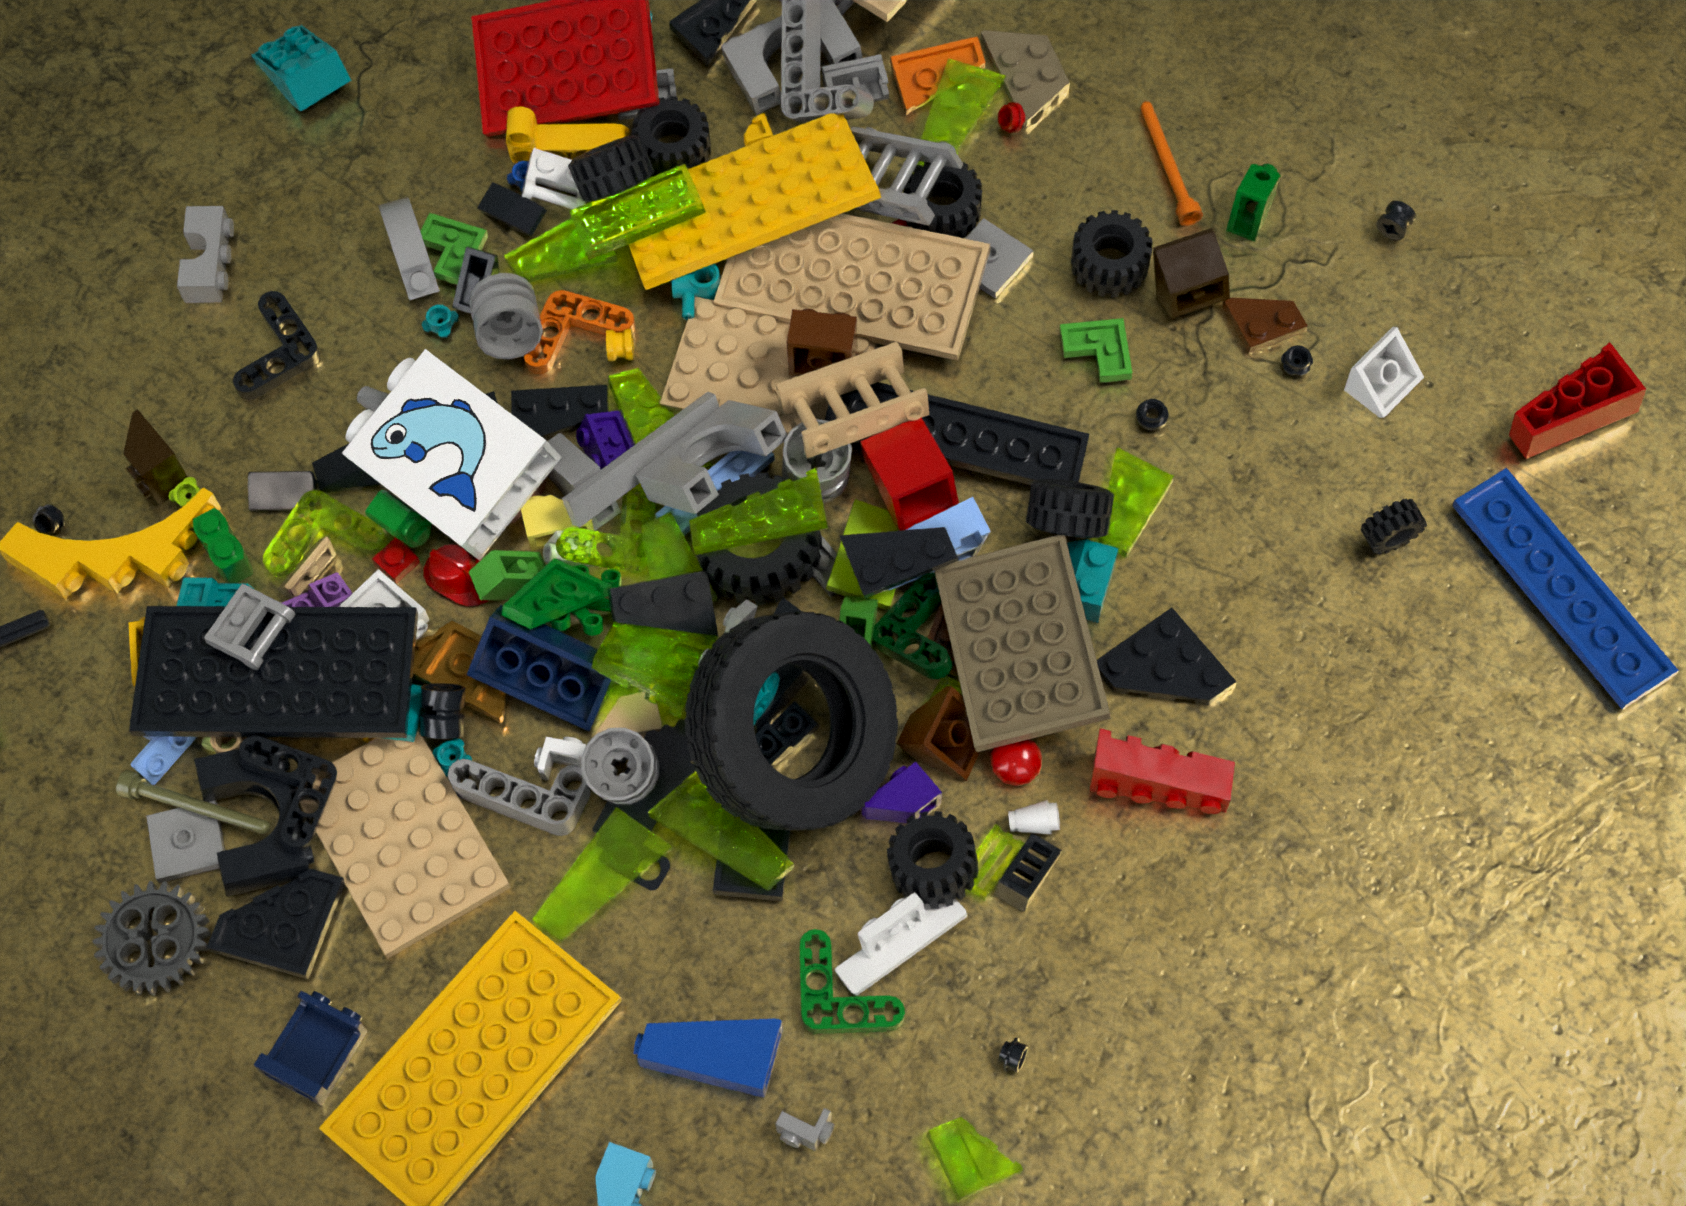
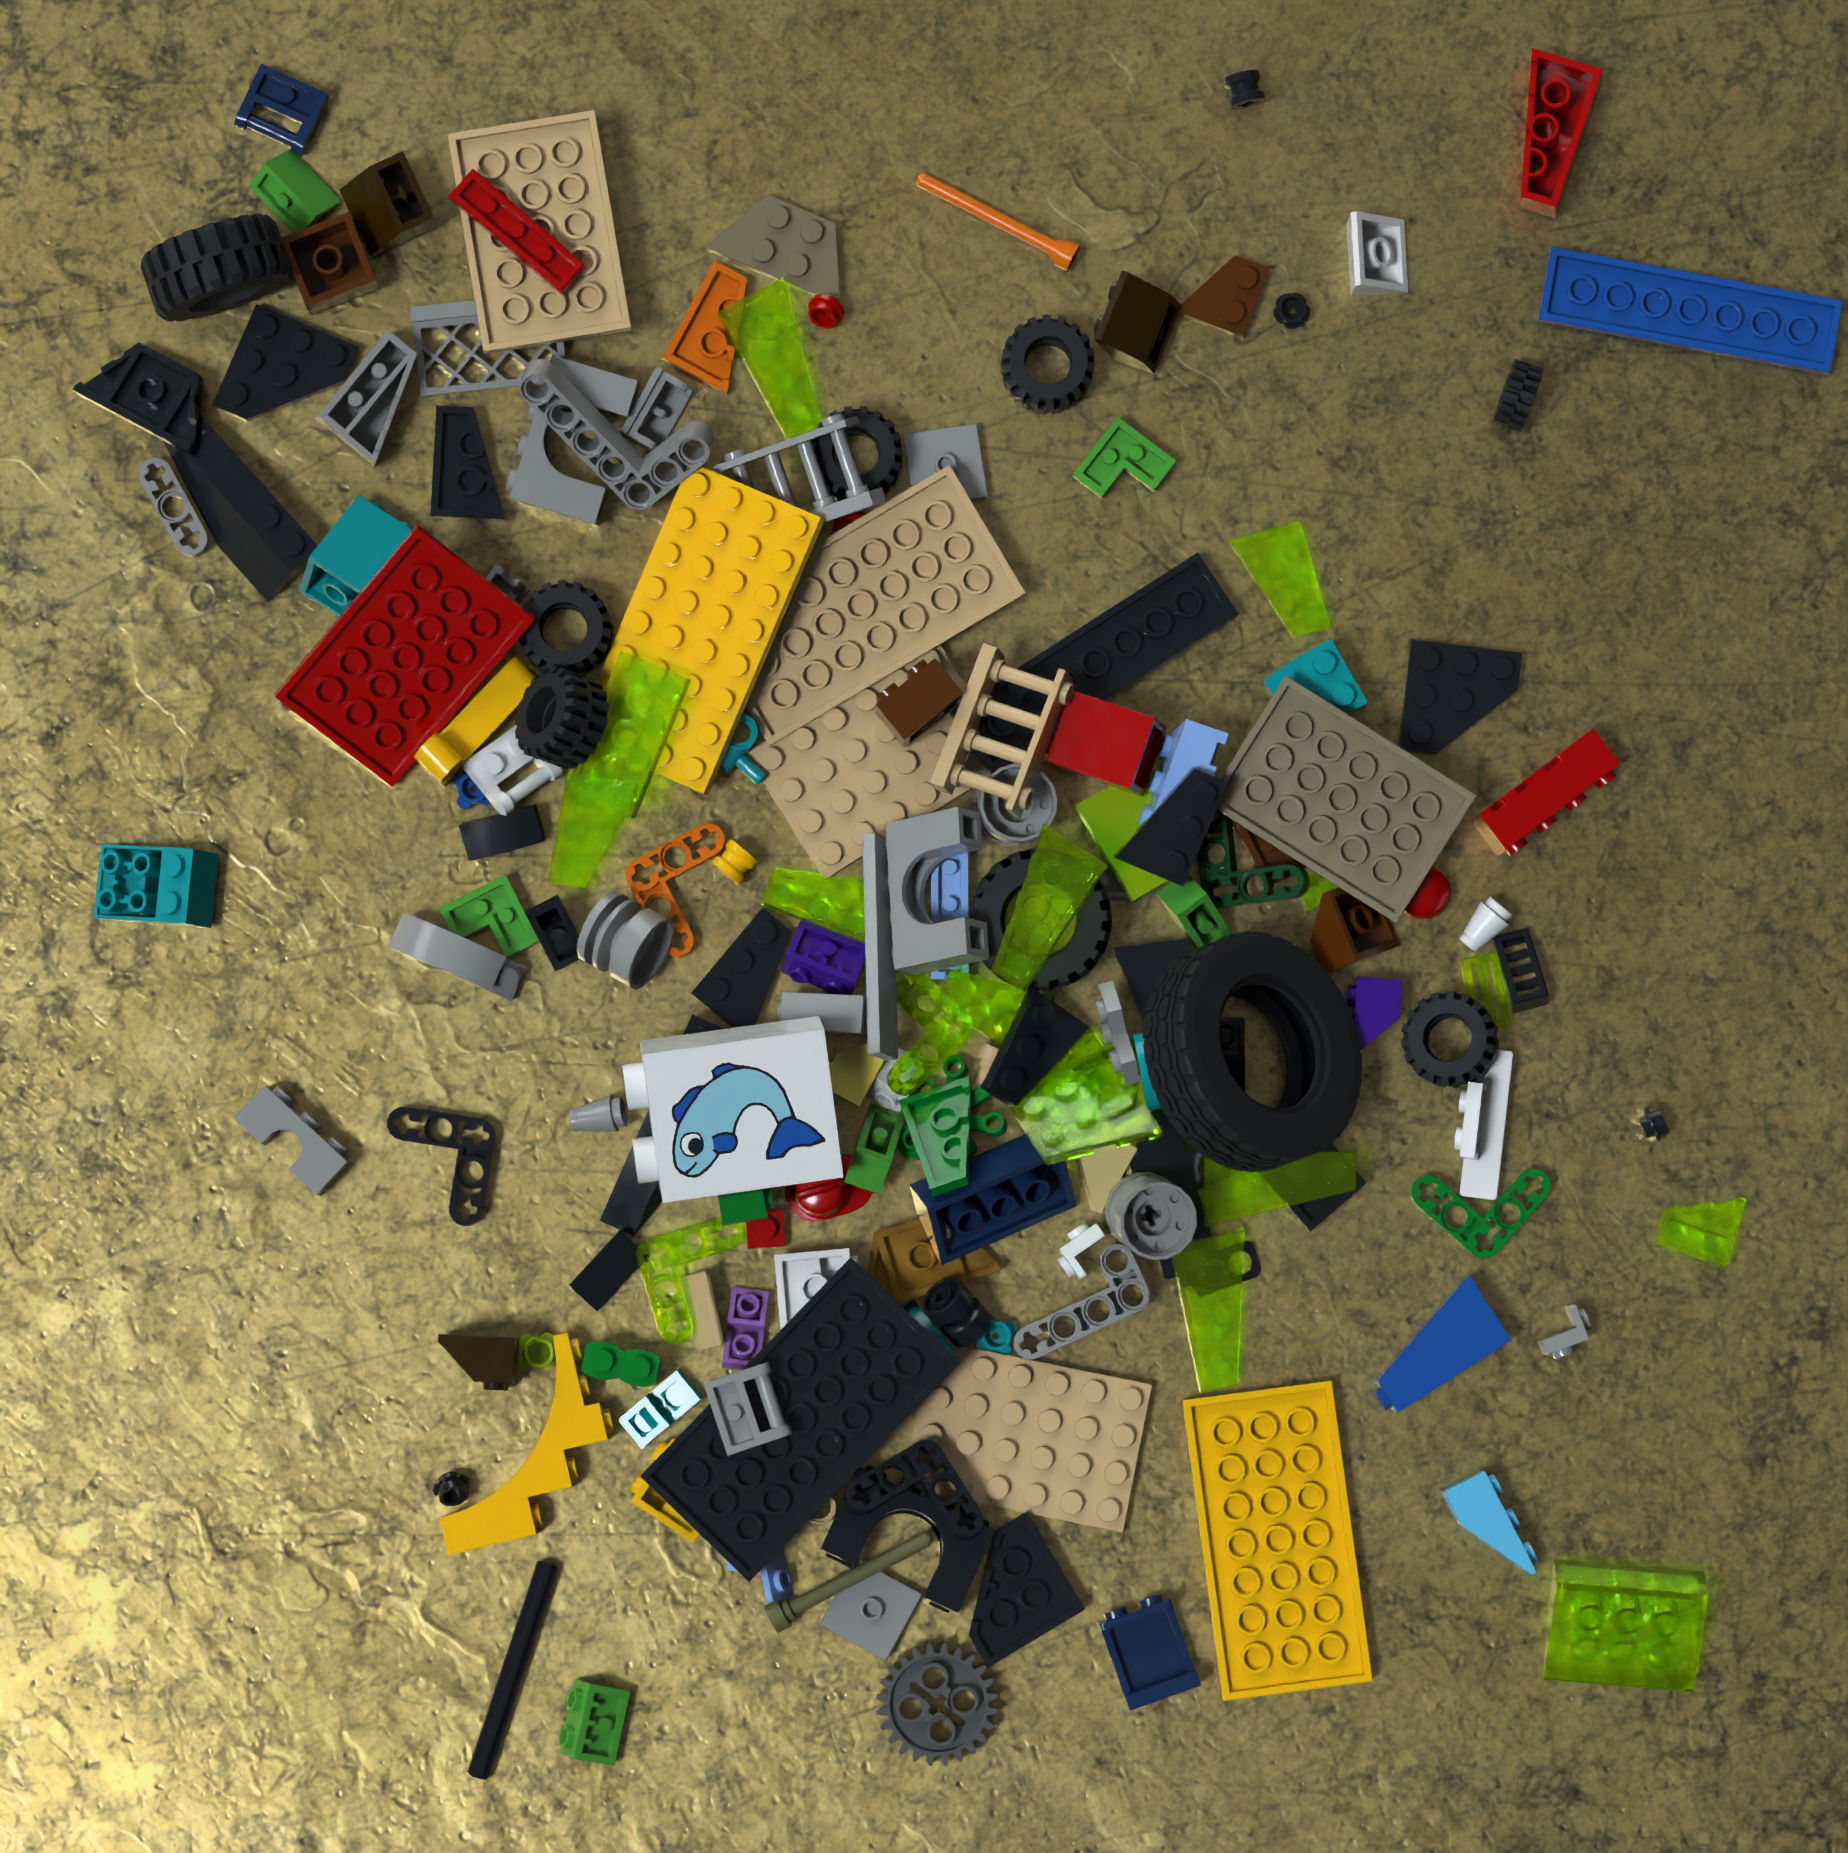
camera: 55 degrees left, 20 degrees up
(437, 313) = (561, 982): teal plate -> none
(757, 130) = (622, 543): yellow tile -> none
(1069, 508) = (1260, 643): black tyre -> none
(1152, 406) = (1226, 468): black plate -> none
(1257, 186) = (1112, 189): green torso -> none

